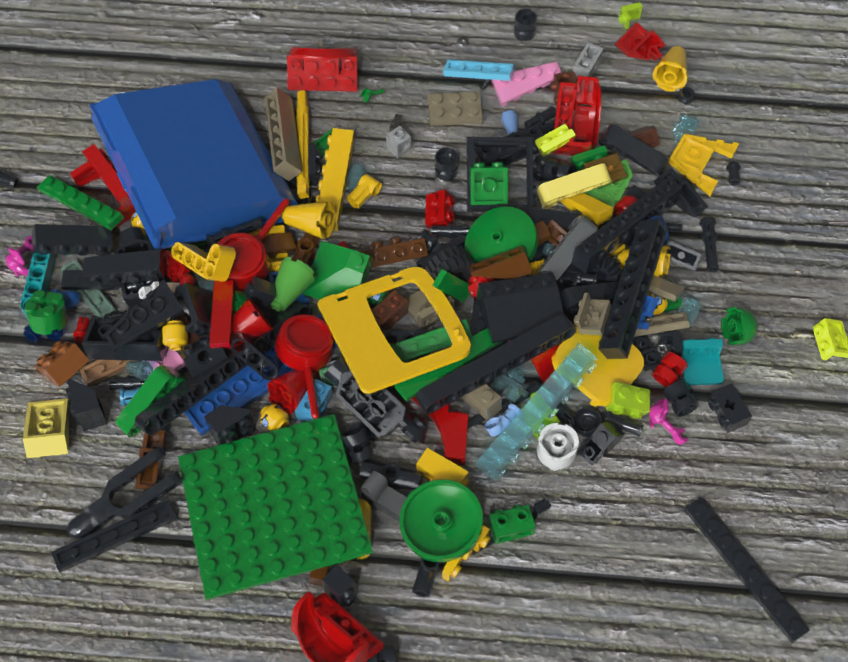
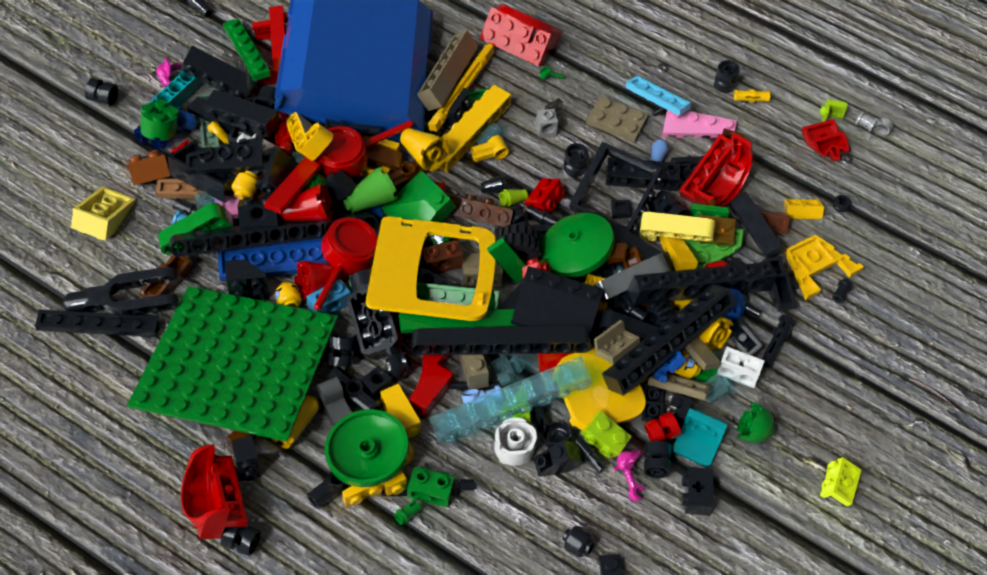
camera: 25 degrees right, 5 degrees down
(85, 406) = (141, 209): black slope -> none
(101, 292) = (215, 127): none -> yellow arm
(257, 364) = (299, 243): black beam -> none
(389, 222) = (494, 185): none -> black cone
(406, 447) = (377, 374): none -> black brick
(410, 226) = (511, 197): none -> lime cone
(488, 184) = (597, 190): green plate -> none
(504, 561) = (403, 515): none -> green pin
(505, 265) = (563, 263): reddish brown slope -> none
(513, 190) = (620, 209): none -> black tile
(554, 139) = (684, 182): neon yellow bracket -> none
(555, 32) = (751, 95): none -> yellow pin
(588, 61) = (763, 132): light grey brick -> none
(659, 114) = (804, 208): none -> yellow slope
(662, 504) = (578, 541): none -> black head
(670, 11) = (874, 123): none -> light grey connector
(672, 70) = (839, 173): yellow cone -> none
(686, 123) = (820, 226): clear light blue bracket -> none
(698, 282) = (740, 367): none -> white brick

